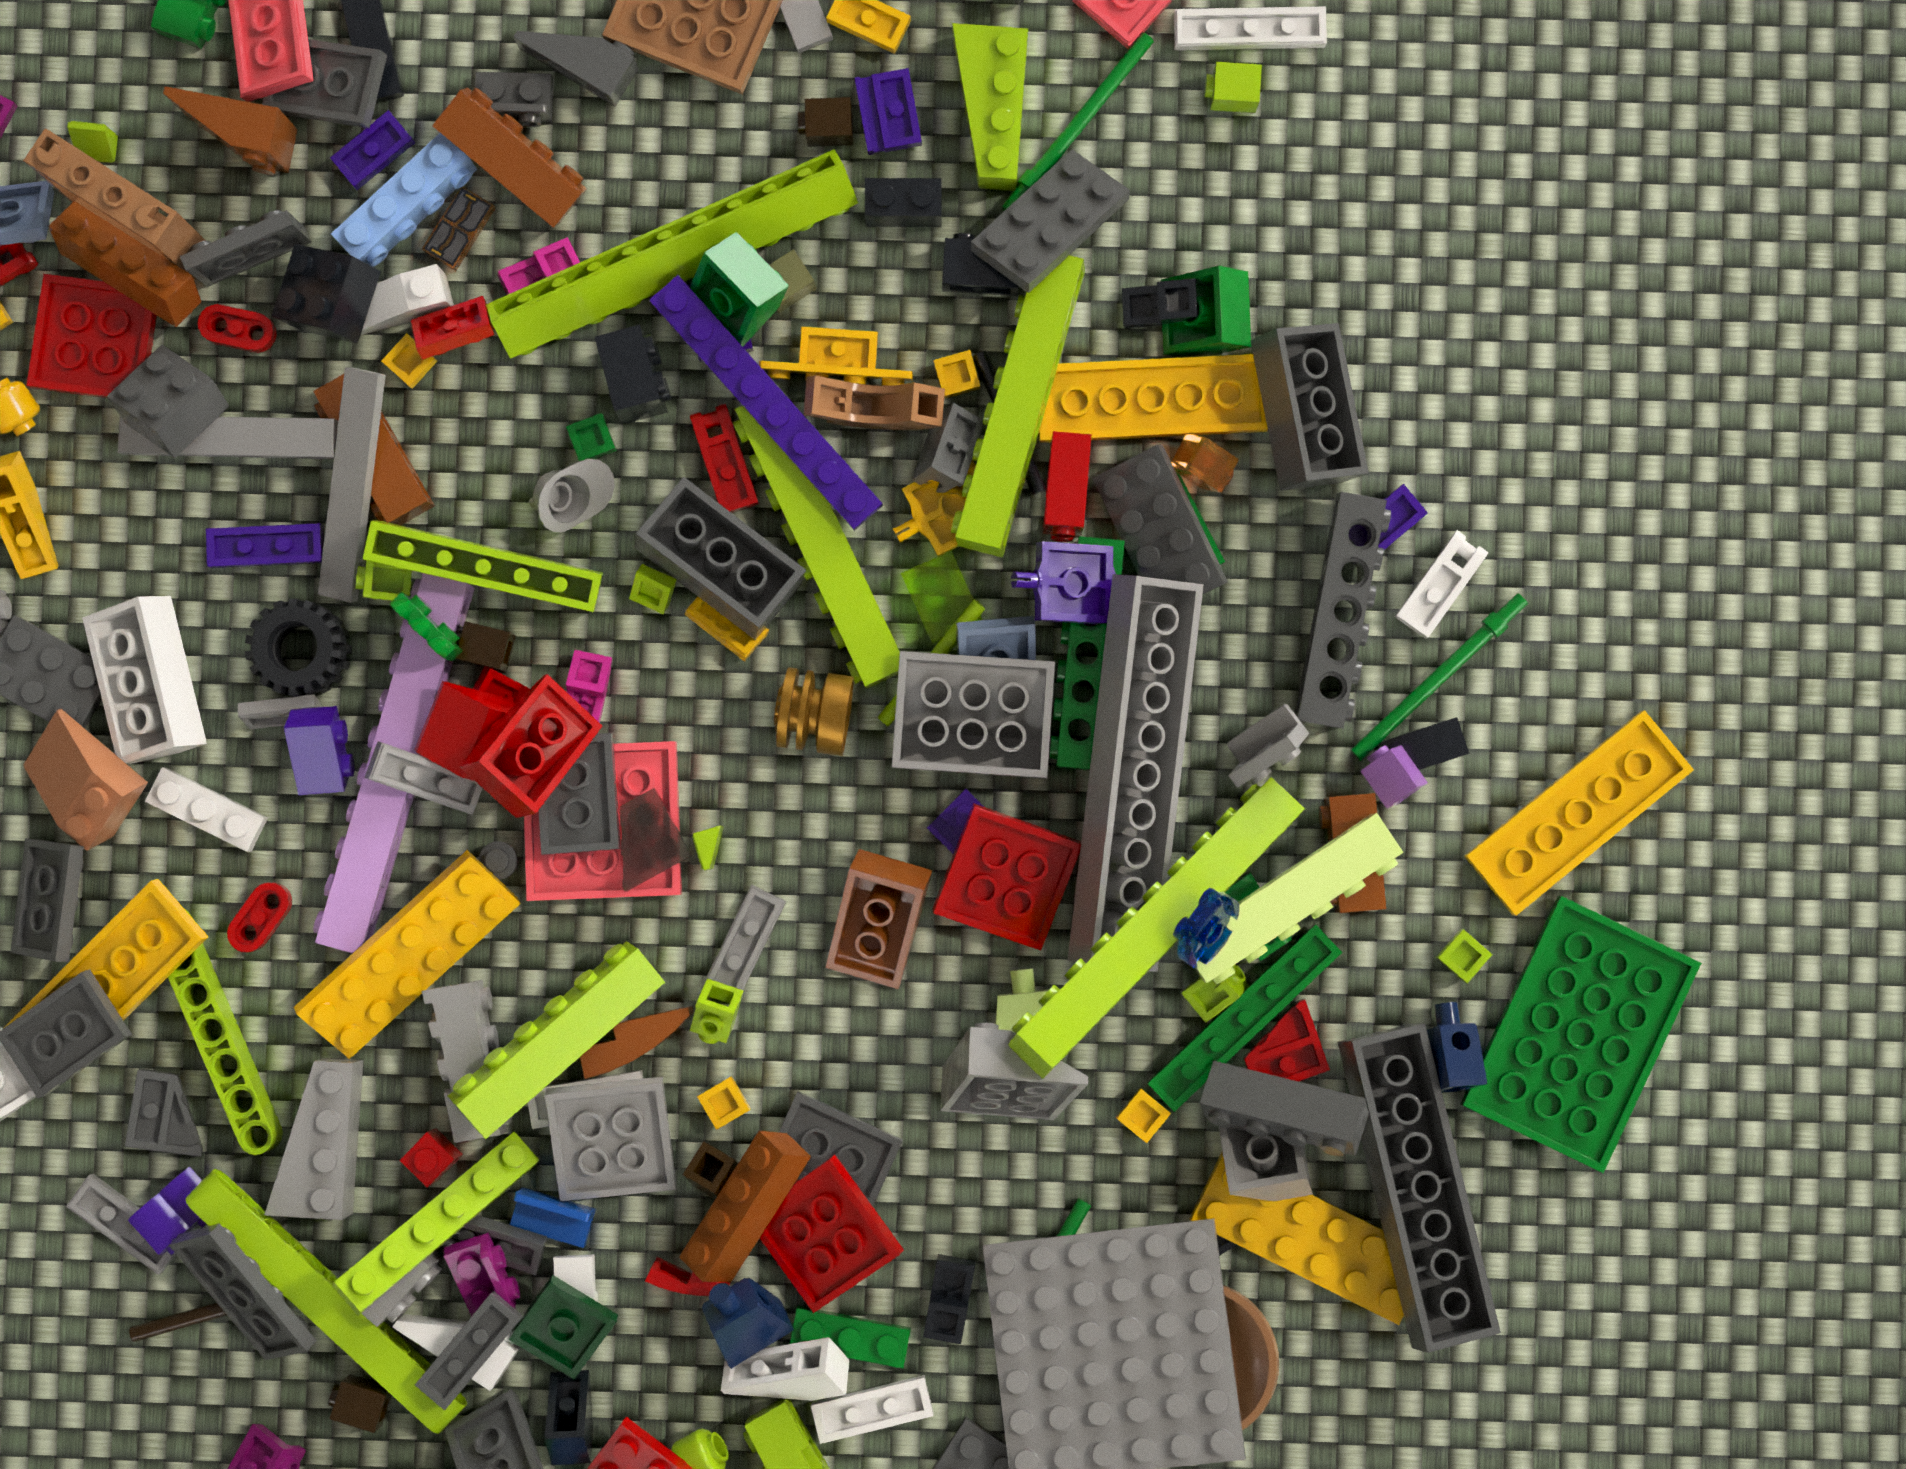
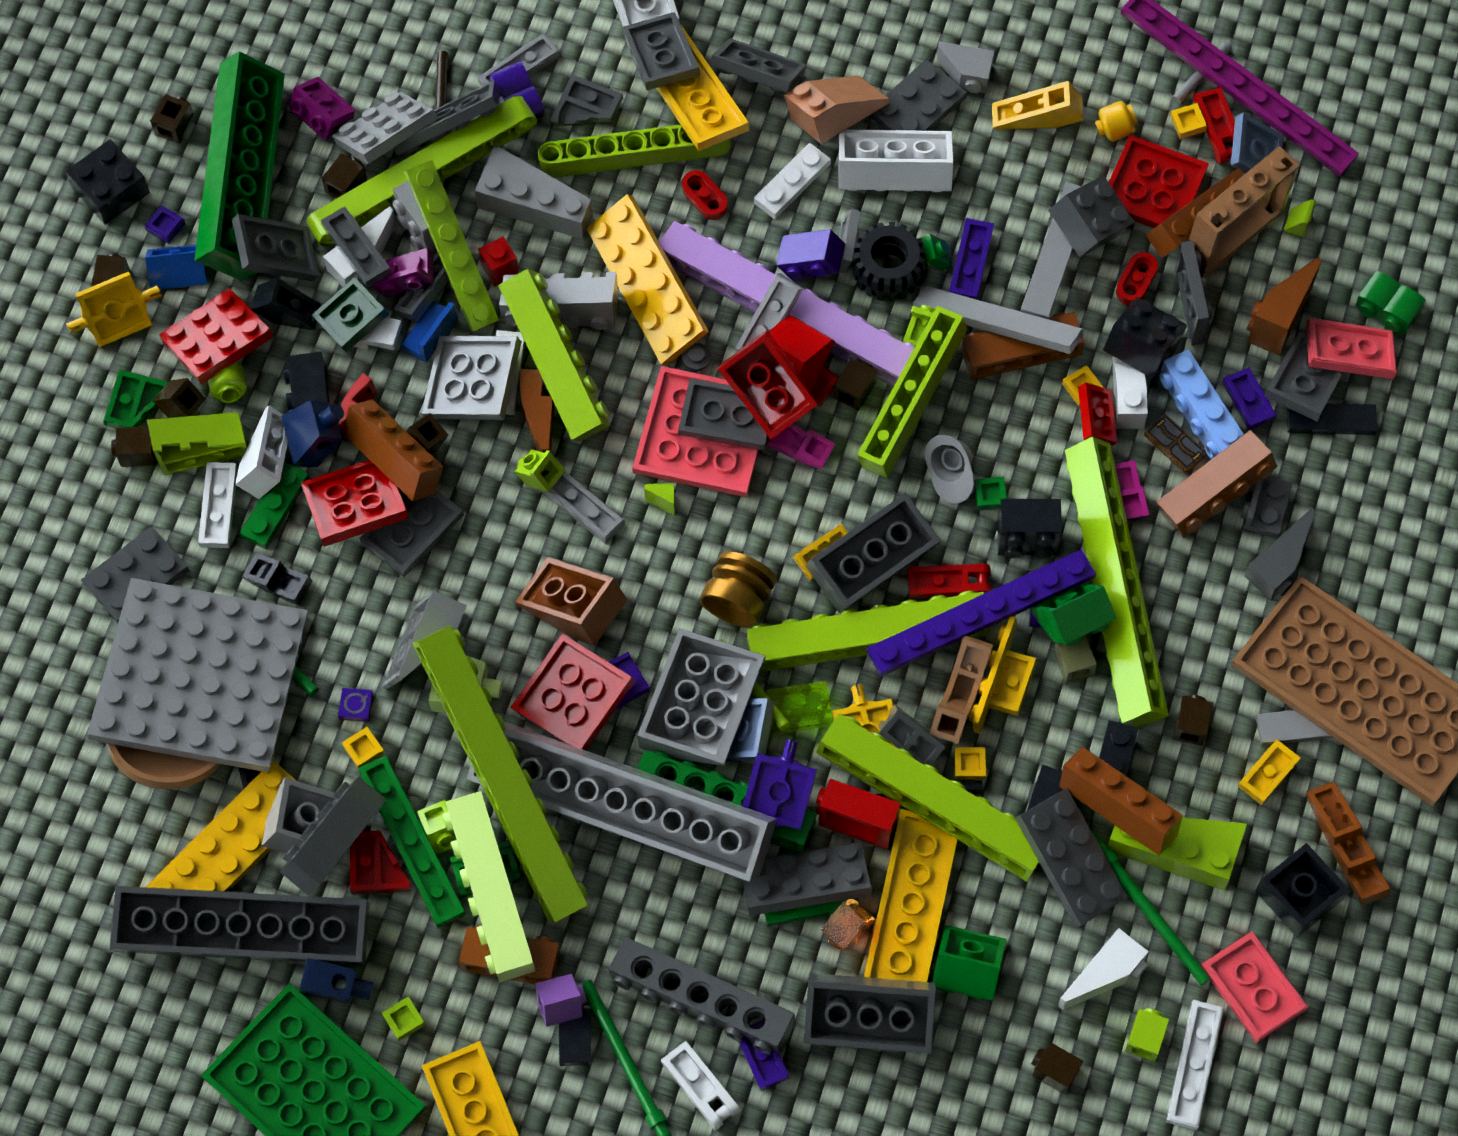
camera: 100 degrees right, 20 degrees down
(265, 591) = (936, 251): none -> green plate
(275, 1372) = (384, 127): none -> light grey plate
(416, 612) = (878, 338): green plate -> none
(648, 840) = (678, 454): clear smoke wing -> none
(652, 589) = (864, 506): lime plate -> none
(675, 1350) = (306, 378): none -> black brick
(724, 1102) = (472, 461): yellow plate -> none
(888, 111) = (1191, 767): dark purple plate -> none
(974, 170) = (1121, 800): none -> dark orange brick
(1088, 1144) = (355, 705): none -> dark purple tile
(1160, 303) = (985, 926): black slope -> none
(1165, 147) = (1108, 969): none -> white slope
(1206, 929) = (485, 800): clear blue plate -> none
(1265, 743) = (614, 908): light grey bracket -> none
(1304, 180) = (1056, 1067): none -> dark brown brick

